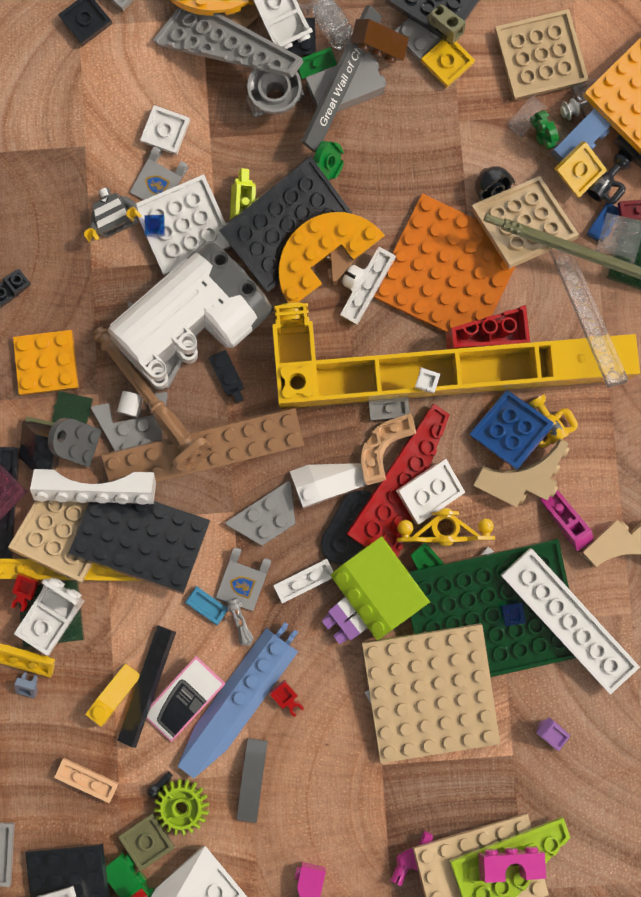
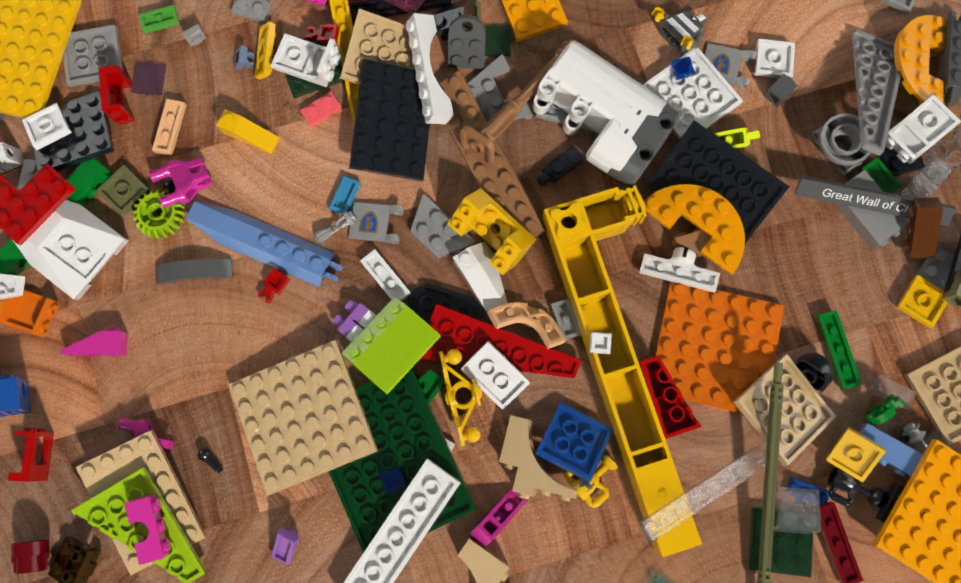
camera: 80 degrees right, 5 degrees down
(22, 795) = (148, 78): none -> piece
(37, 837) = (114, 80): none -> red window
(104, 612) = (321, 109): none -> coral plate
(130, 404) = (512, 86): white piece -> none
(146, 686) = (261, 159): black tile -> none
(151, 773) = (188, 179): none -> dark pink connector
(184, 698) = (256, 193): slope -> none
(201, 133) = (780, 90): none -> dark grey brick
(298, 443) = (480, 213): none -> yellow plate
(330, 152) = (799, 213): green plate -> none
(446, 800) = (205, 455): none -> black piece
(477, 154) = (838, 350): none -> green plate

